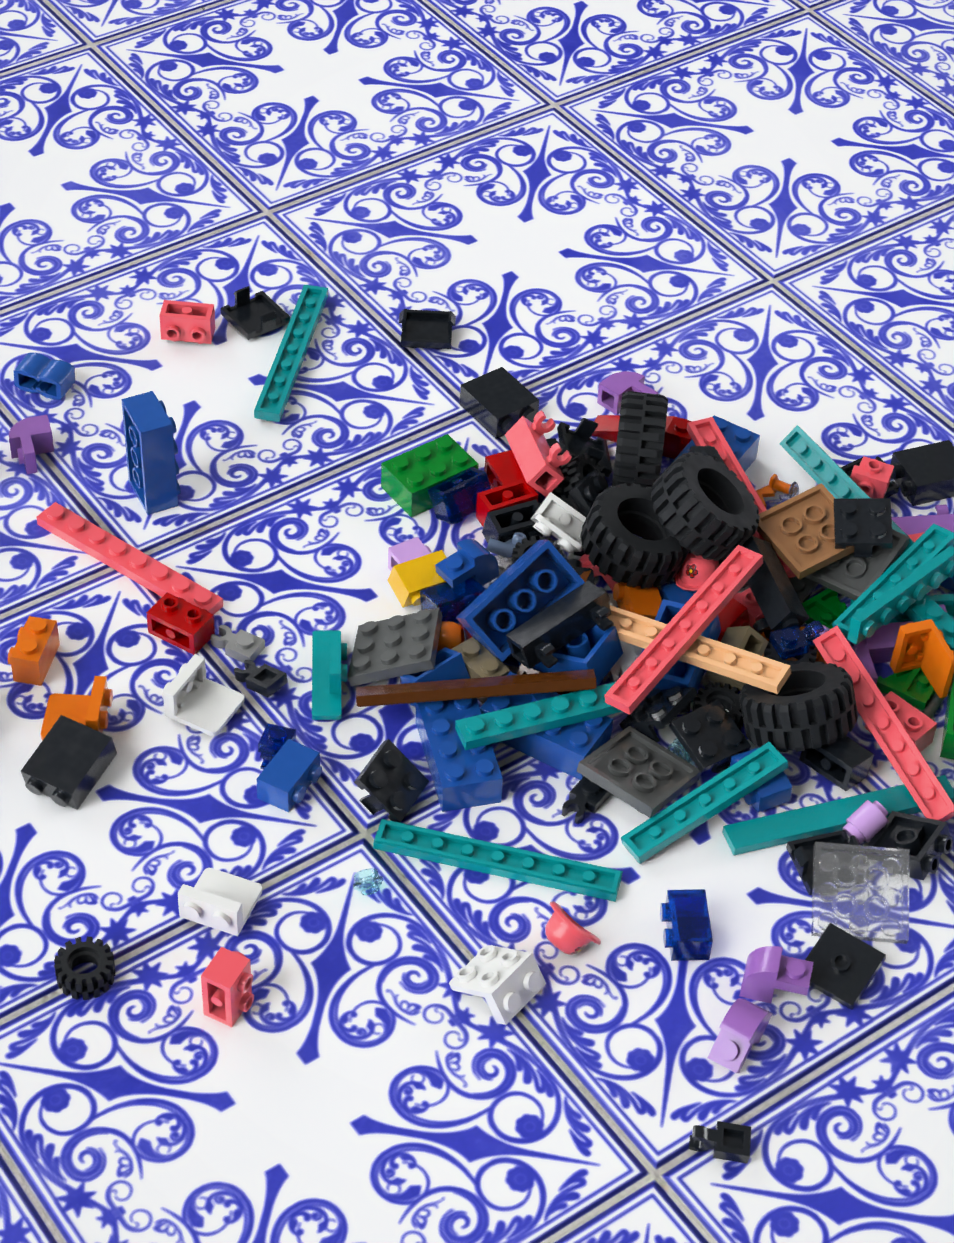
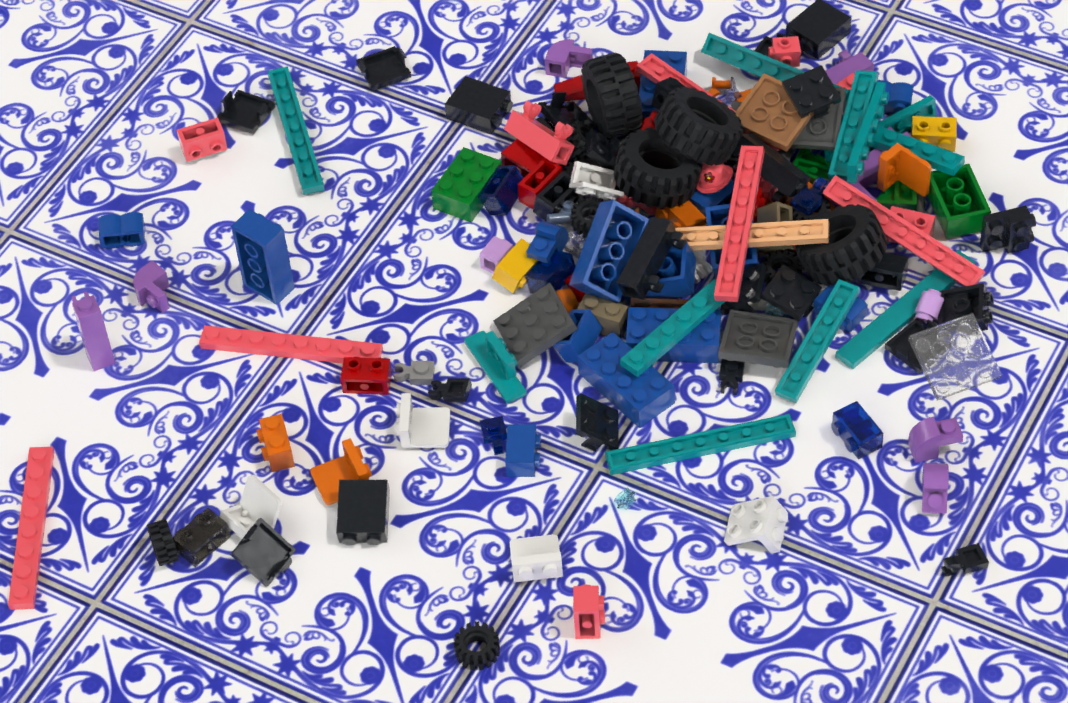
camera: 20 degrees left, 5 degrees up
(475, 688) = (616, 329): reddish brown tile -> none
(566, 933) = (782, 472): coral hat -> none
(843, 965) = (972, 409): black plate -> none

